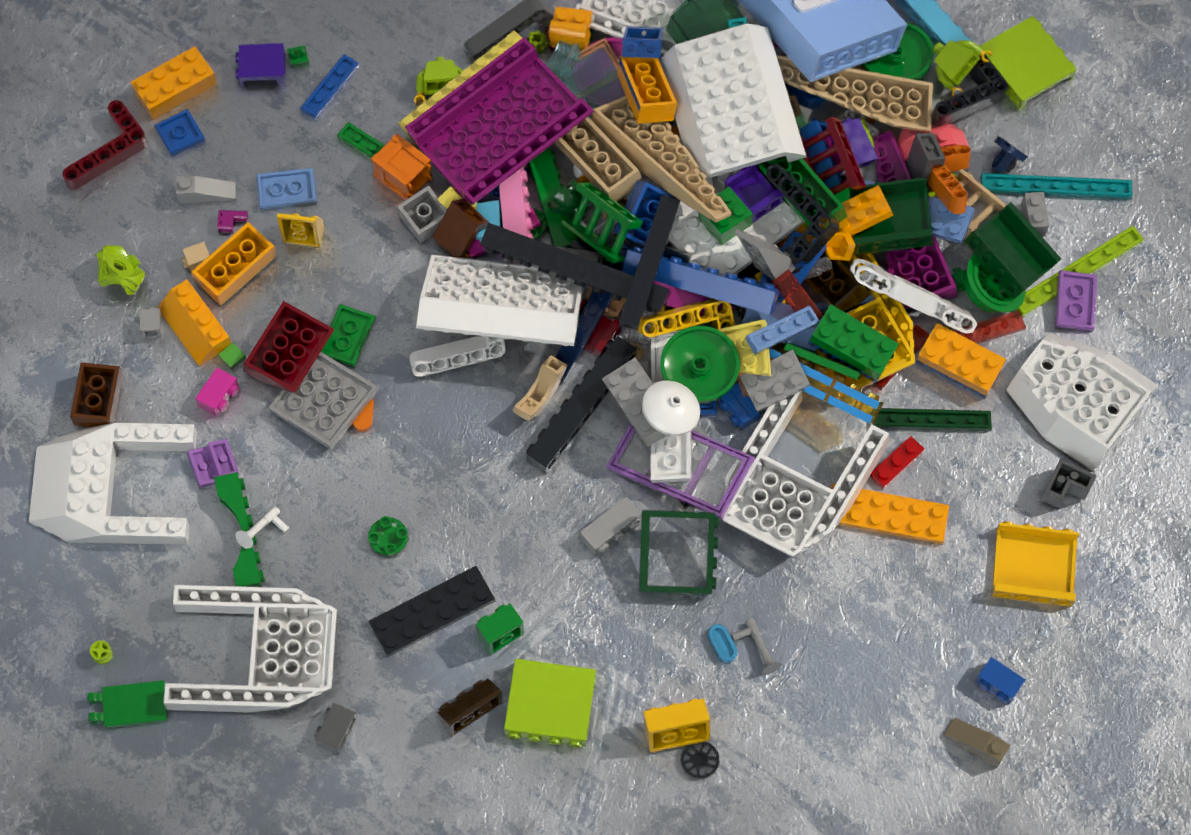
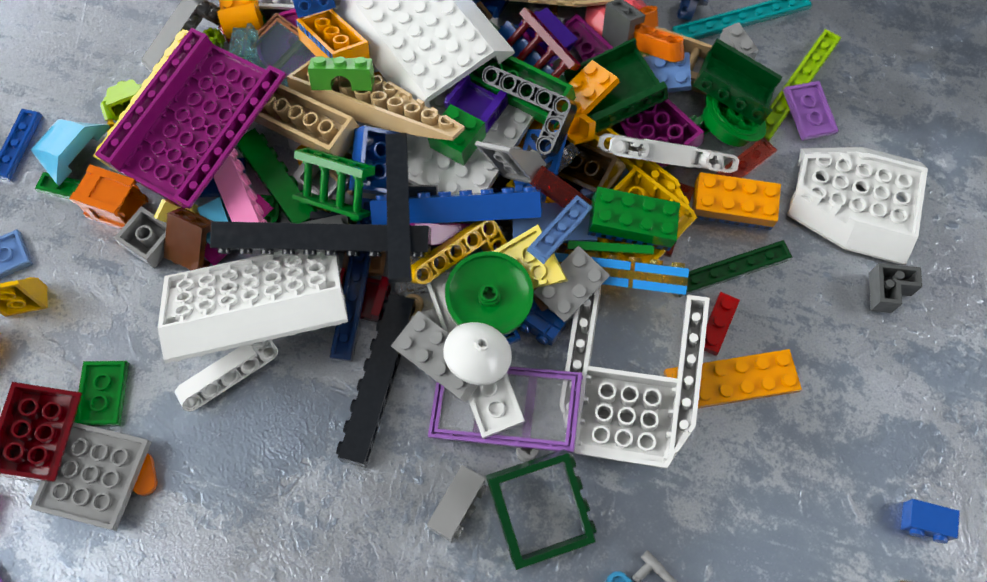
camera: 20 degrees left, 0 degrees up
(373, 102) = (63, 144): none -> medium azure wedge
(542, 390) = (331, 379): tan arch -> none
(566, 200) = (289, 174): dark green cylinder -> none
(657, 128) = (357, 70): none -> bright green arch
(1035, 564) = (899, 380): yellow panel -> none

